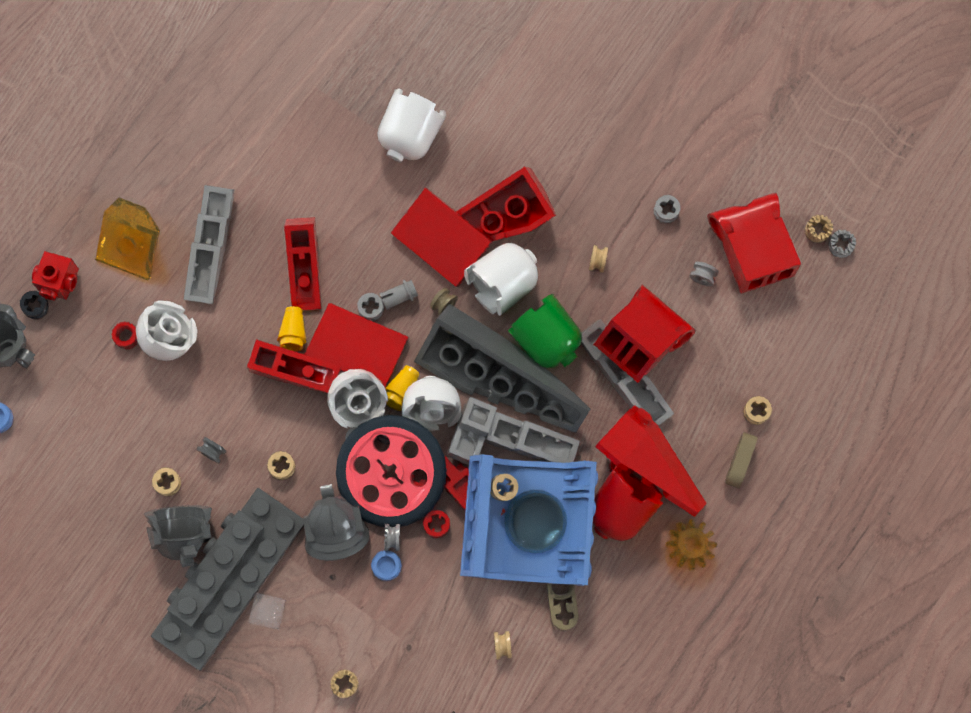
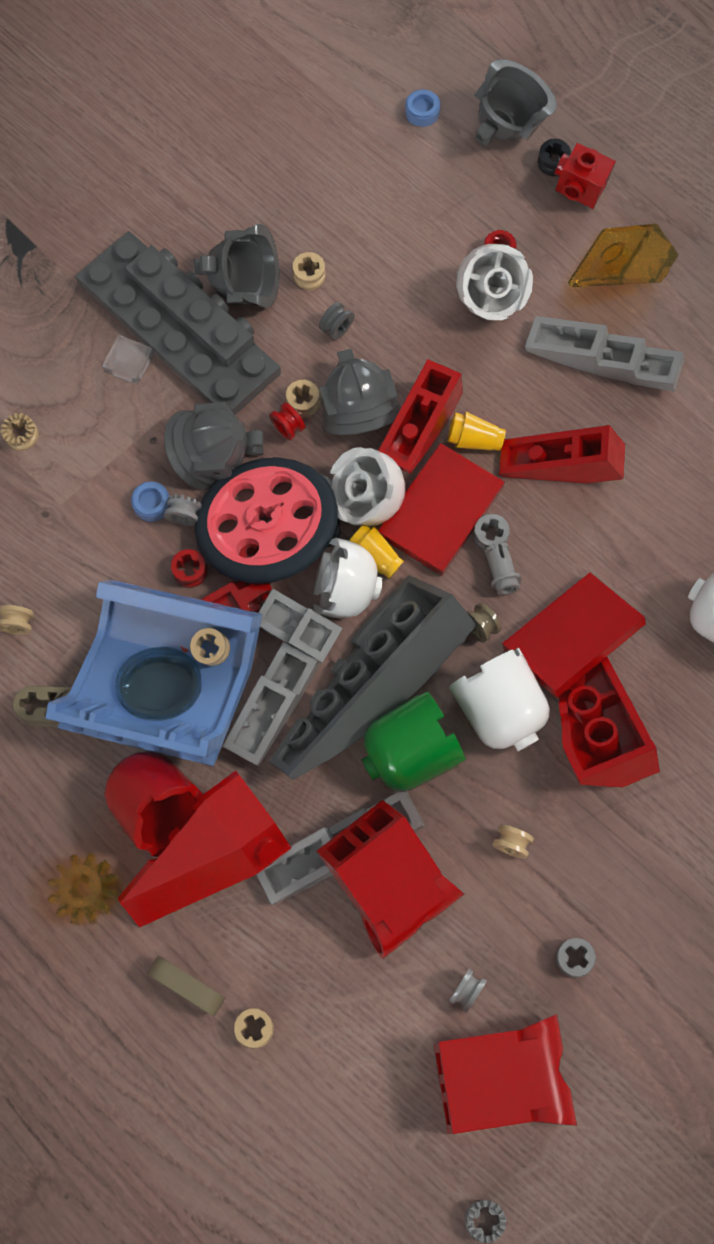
camera: 105 degrees right, 5 degrees down
(280, 419) = (357, 397): none -> dark grey helmet
(304, 472) = (287, 421): none -> red bush
(827, 227) = (500, 1190): tan bush -> none

